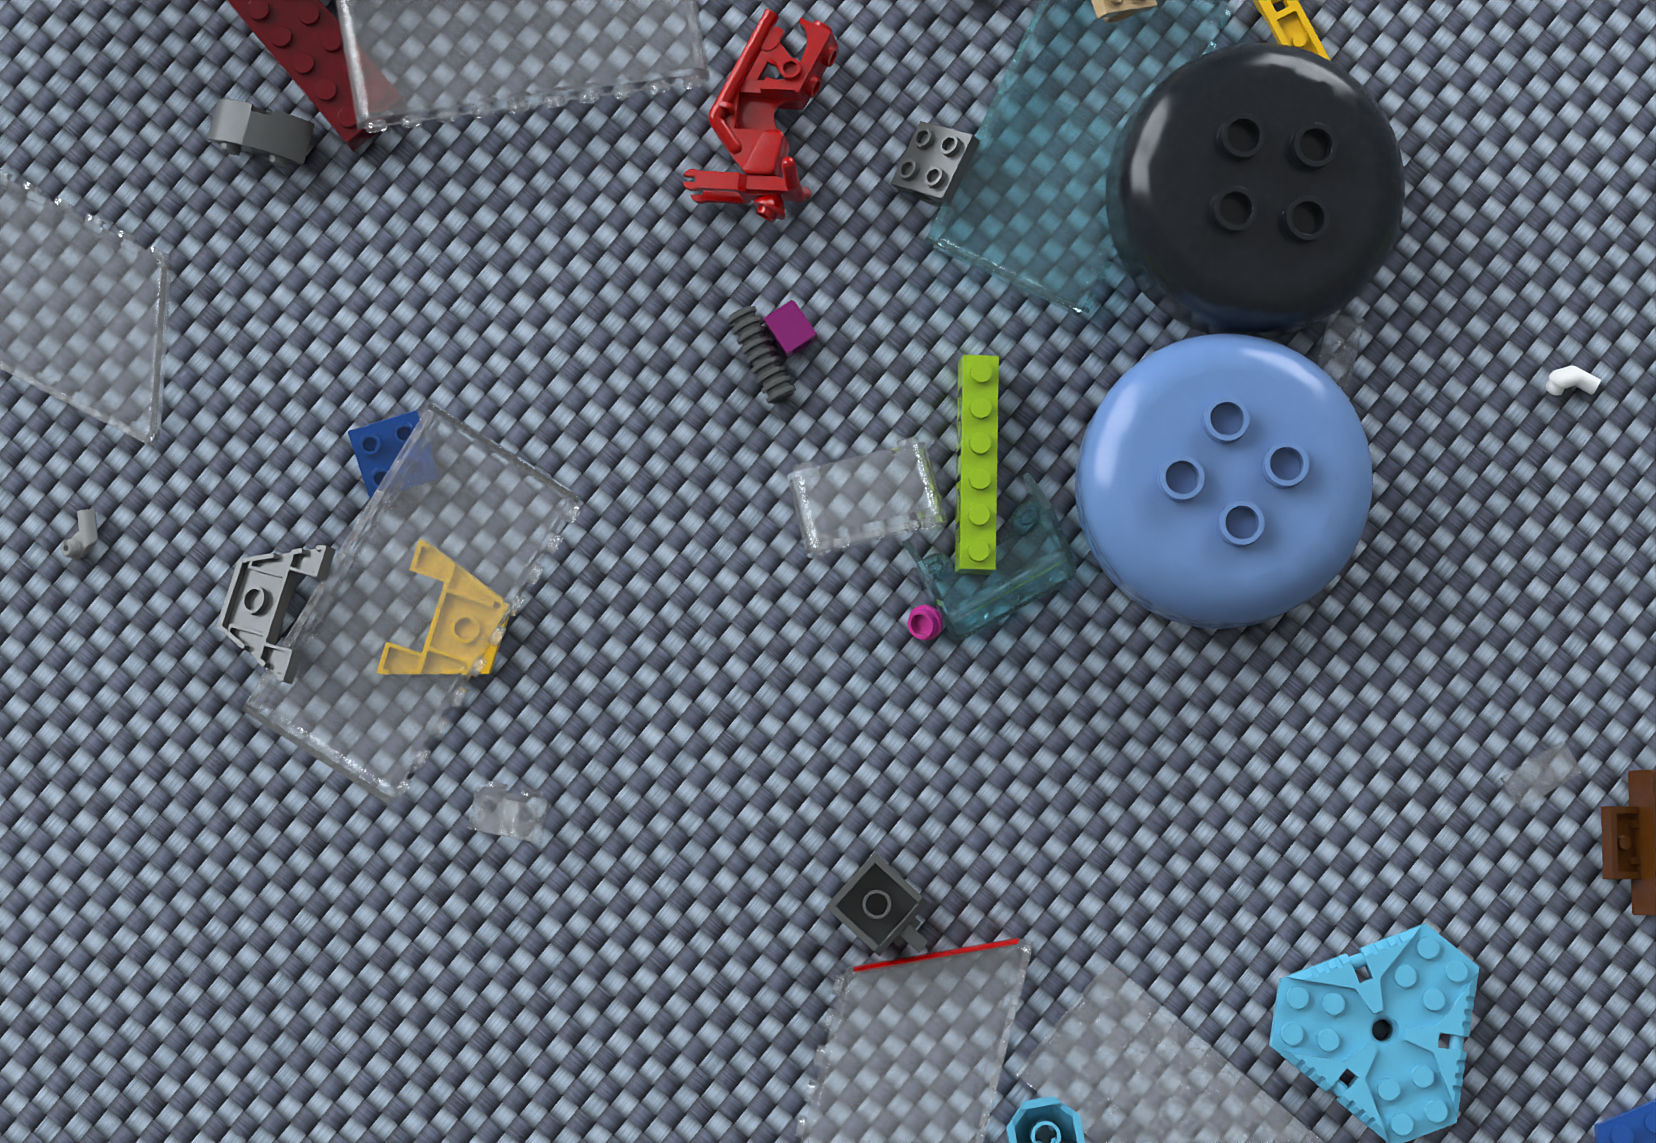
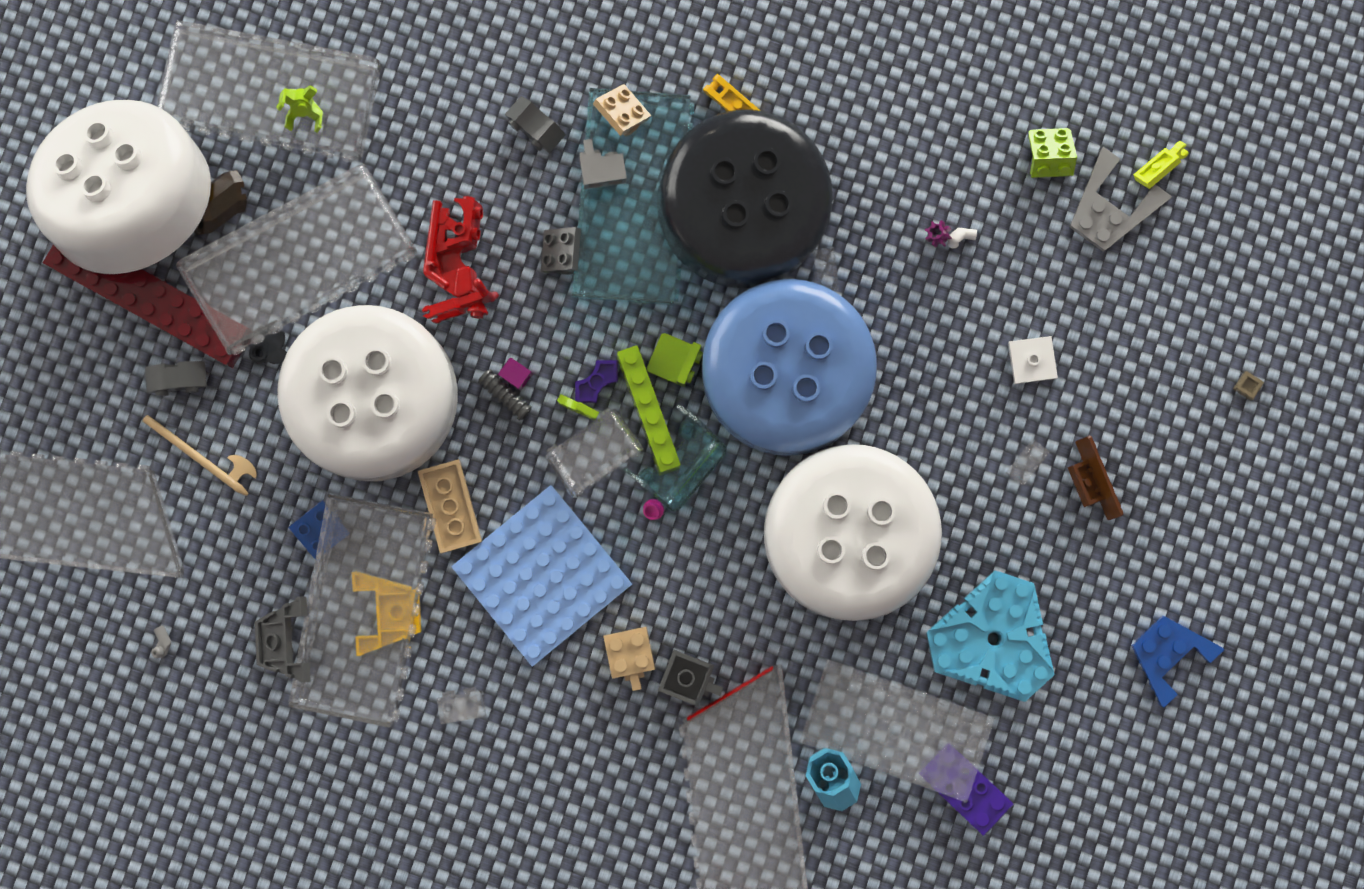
camera: 15 degrees left, 0 degrees up
(309, 308) = (241, 465): none -> tan piece
(425, 144) = (271, 347): none -> black plate
(550, 270) = (367, 393): none -> white brick
(613, 490) = (451, 506): none -> tan plate
(711, 658) = (541, 575): none -> light blue plate
(802, 835) = (629, 655): none -> tan hinge
(868, 418) = (577, 407): none -> lime tile
(926, 383) = (604, 374): none -> dark purple tile
(1047, 62) = (599, 170): none -> light grey hinge
(1047, 402) = (674, 359): none -> lime bracket
(1224, 778) = (852, 532): none -> white brick
(1537, 371) = (937, 228): none -> magenta gear
(1610, 617) = (1032, 360): none -> white plate

